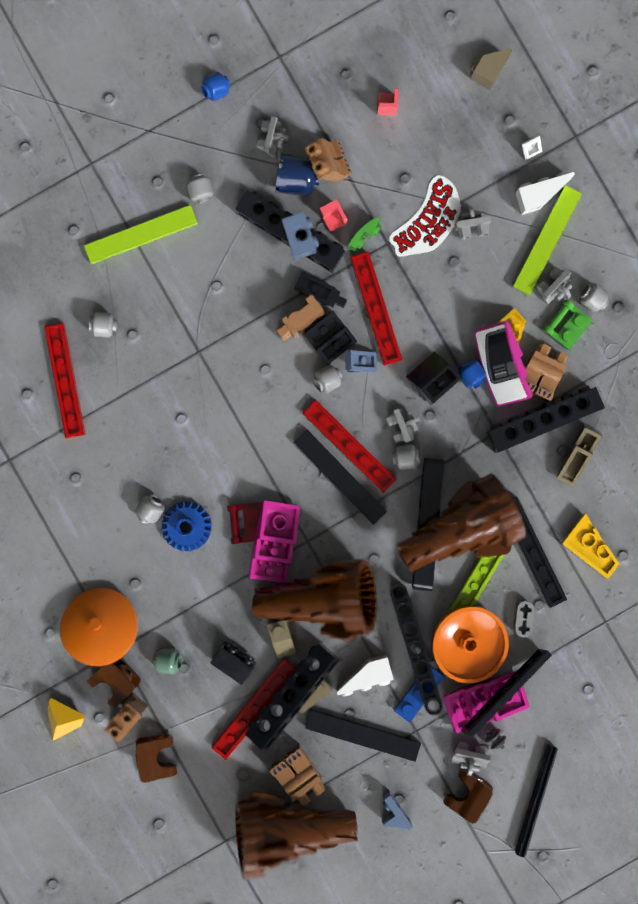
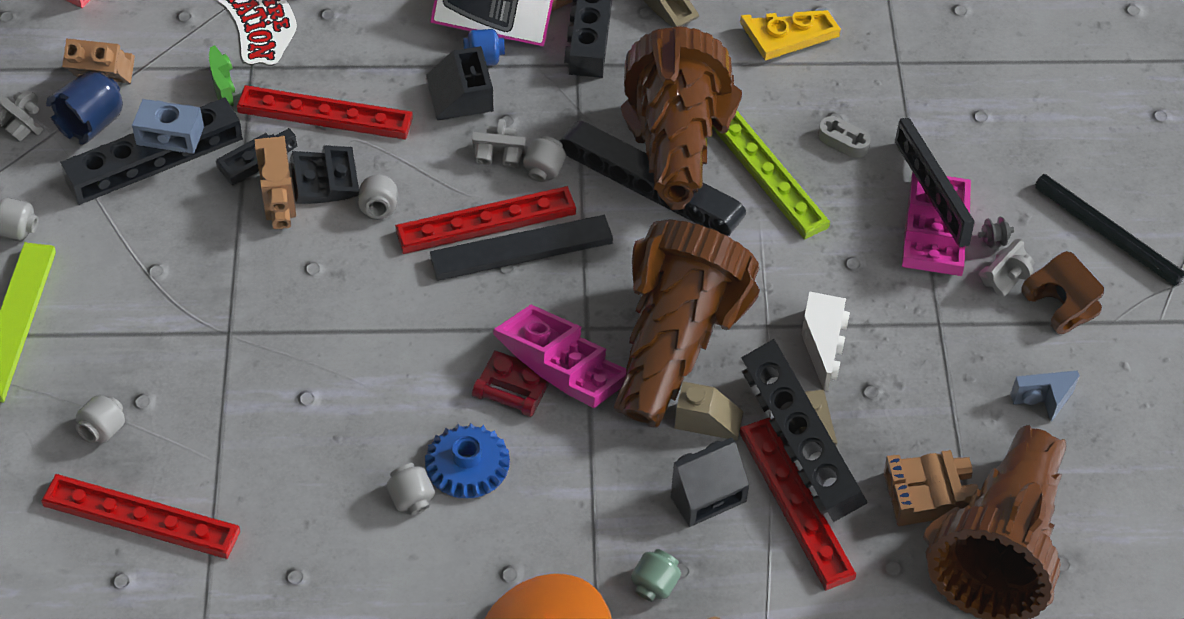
camera: 60 degrees left, 35 degrees down
(333, 215) = (171, 90): coral panel -> none
(360, 361) = (380, 155): sand blue slope -> none
(363, 735) = (909, 386): black tile -> none
(412, 700) = (884, 294): blue plate -> none
(415, 658) = (830, 257): black beam -> none
(469, 644) = (844, 197): orange dish -> none
(539, 563) = (791, 93): black tile -> none

